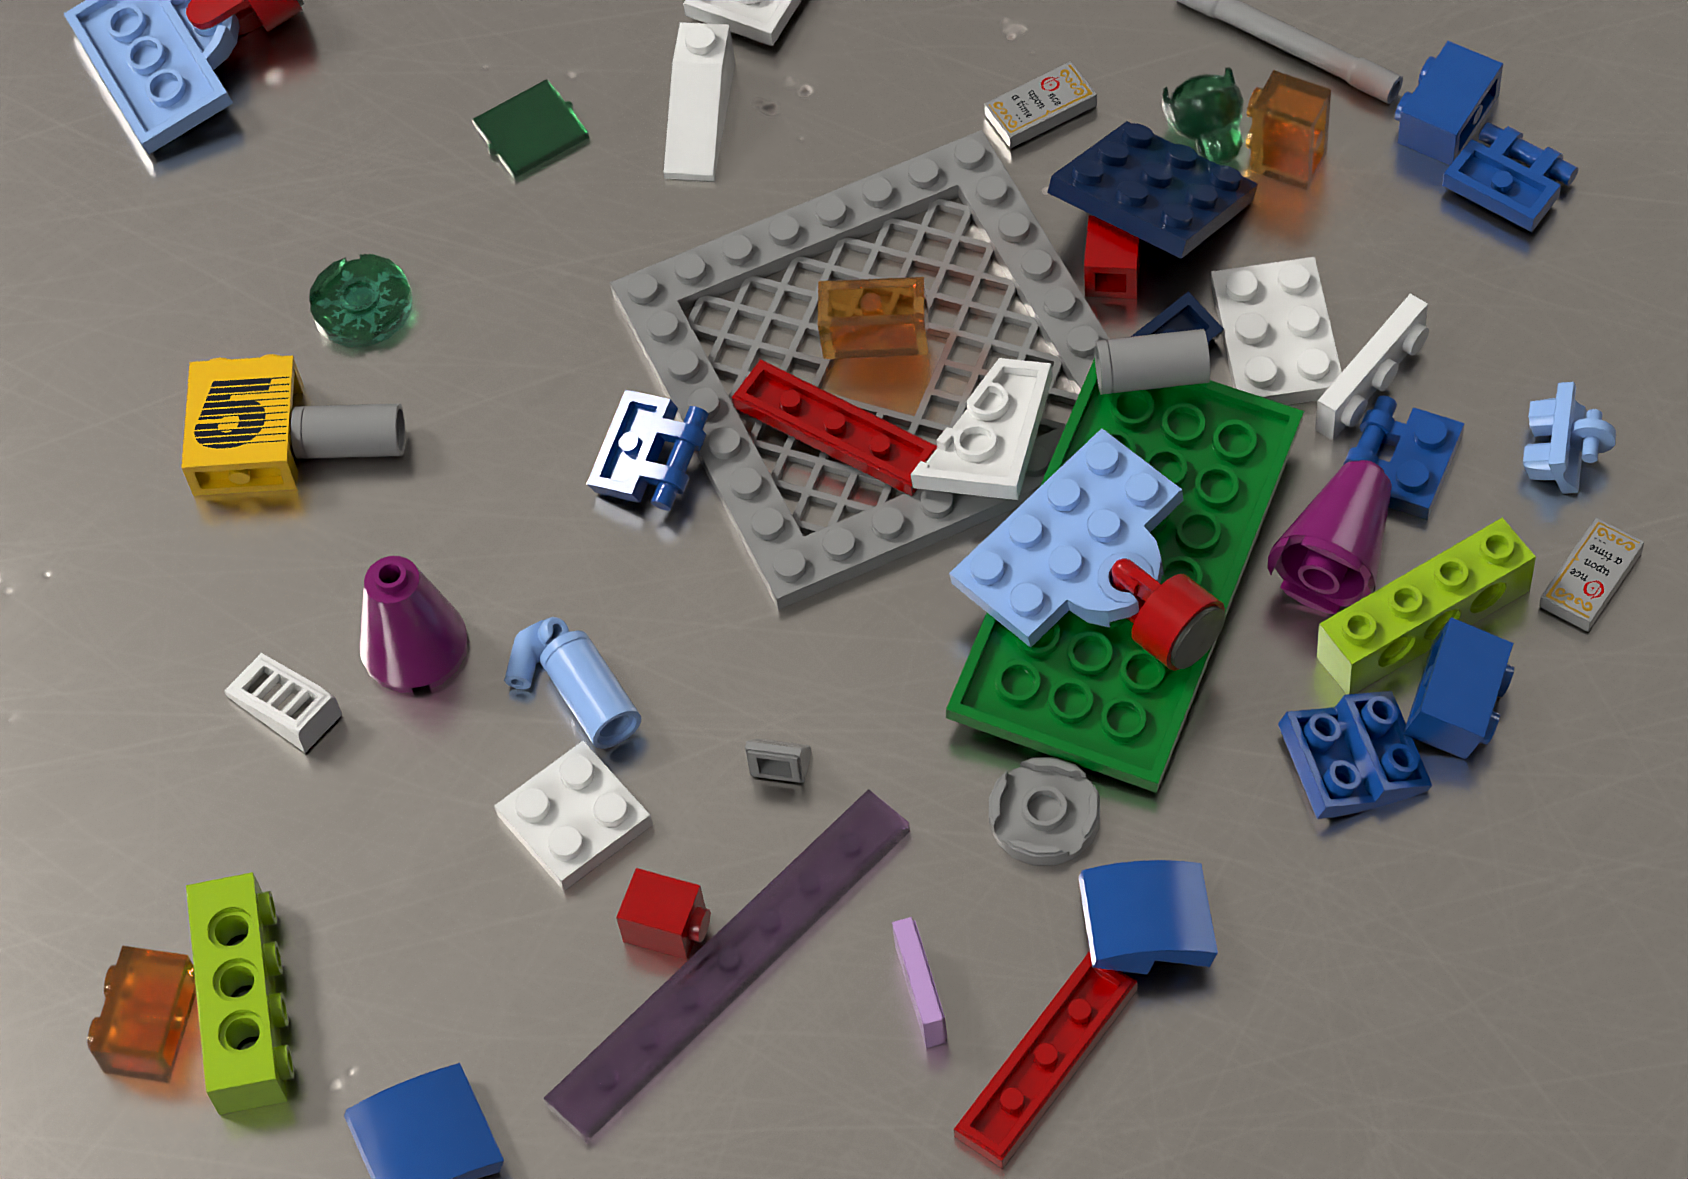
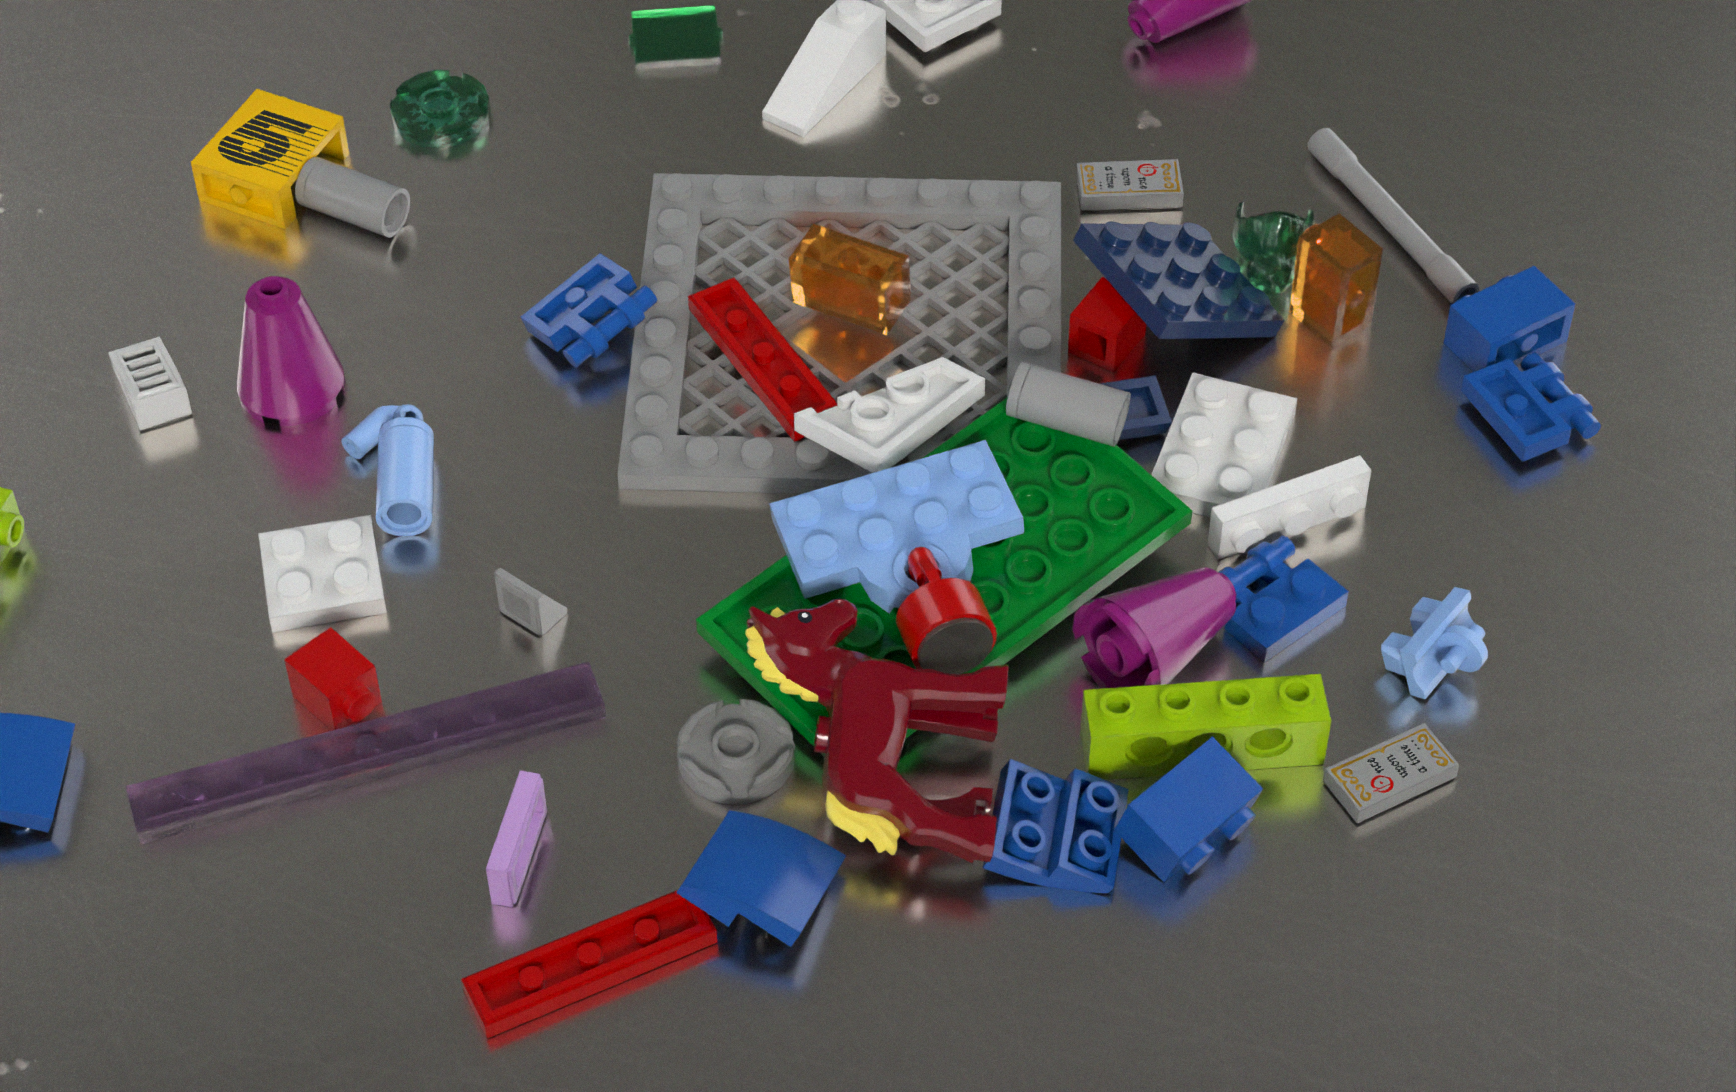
camera: 20 degrees right, 10 degrees down
(1165, 745) = (867, 724): none -> dark red animal

